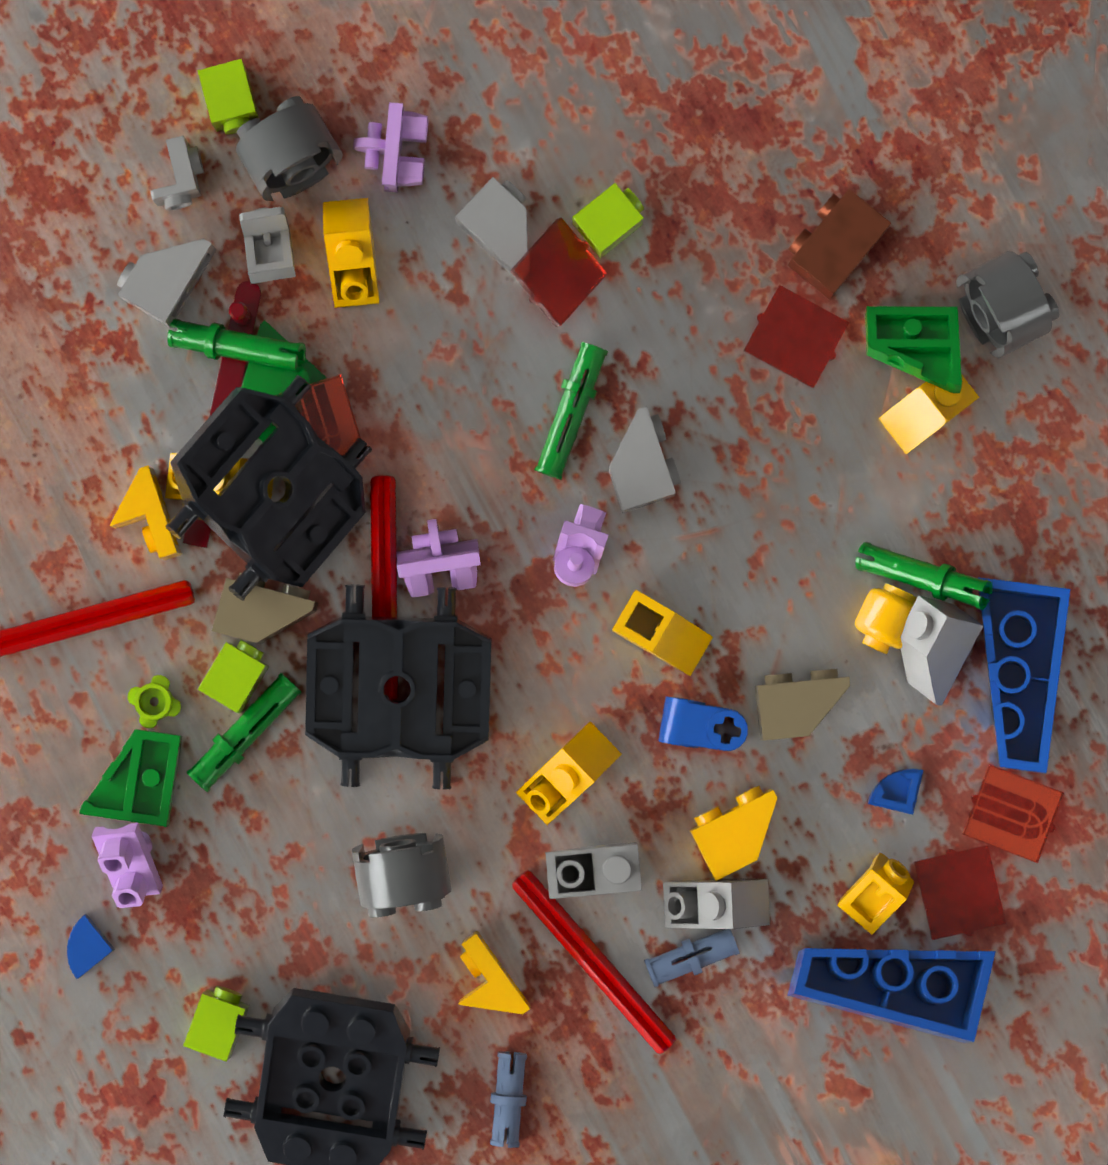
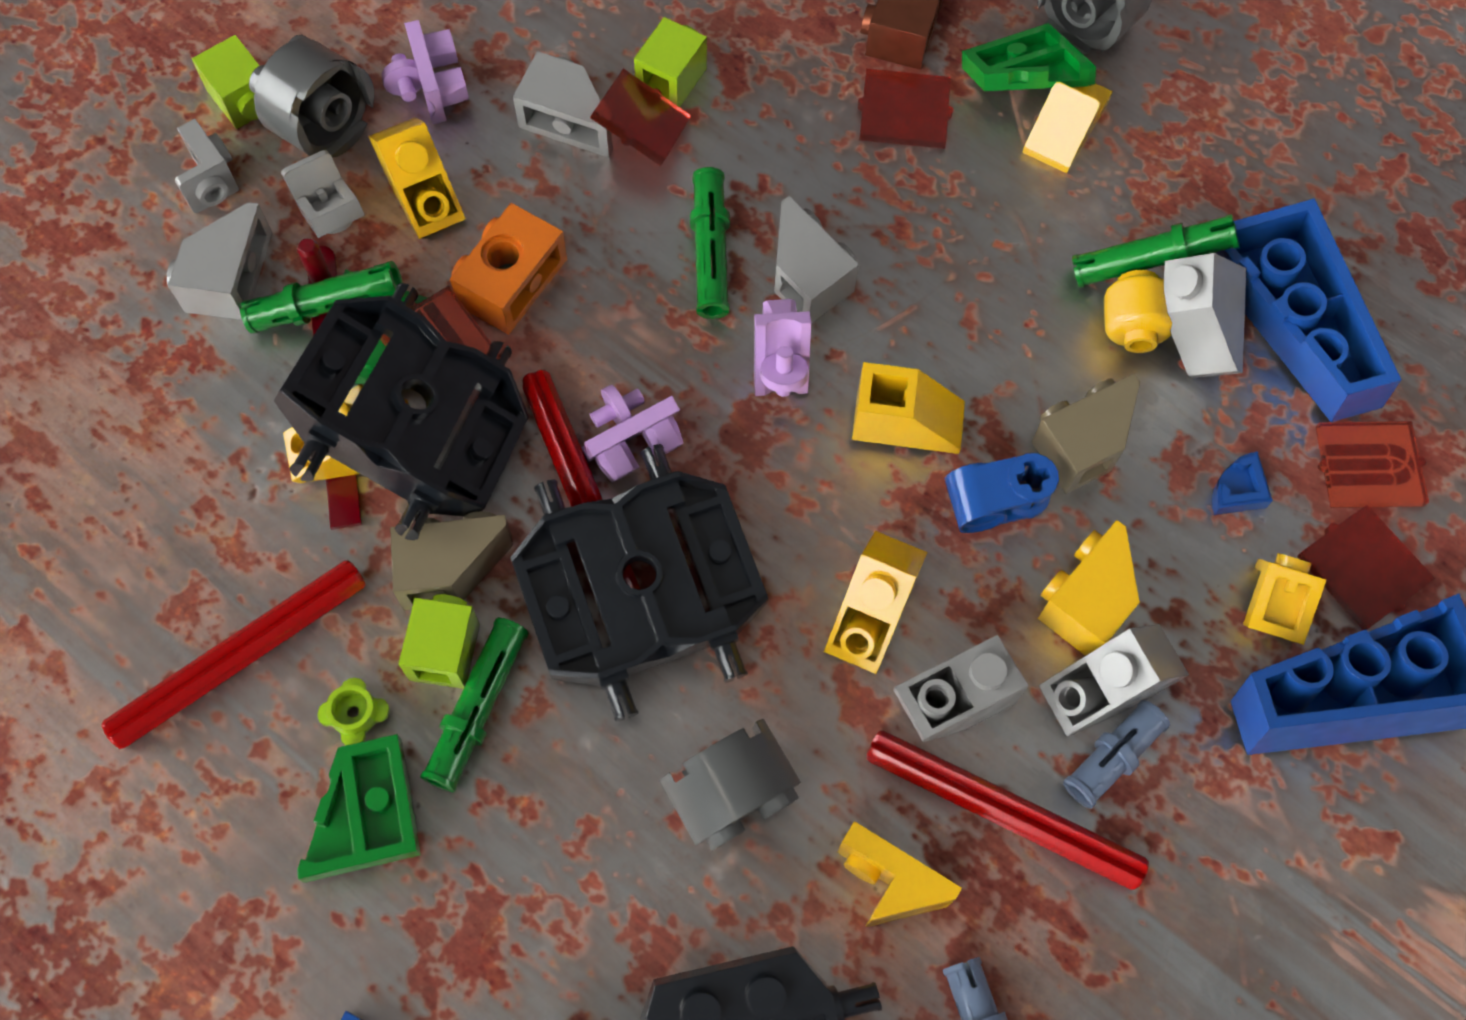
camera: 25 degrees left, 20 degrees down
(128, 863) = (379, 913): lavender hips -> none
(143, 502) = (269, 499): yellow slope -> none
(384, 397) = (507, 294): none -> orange brick

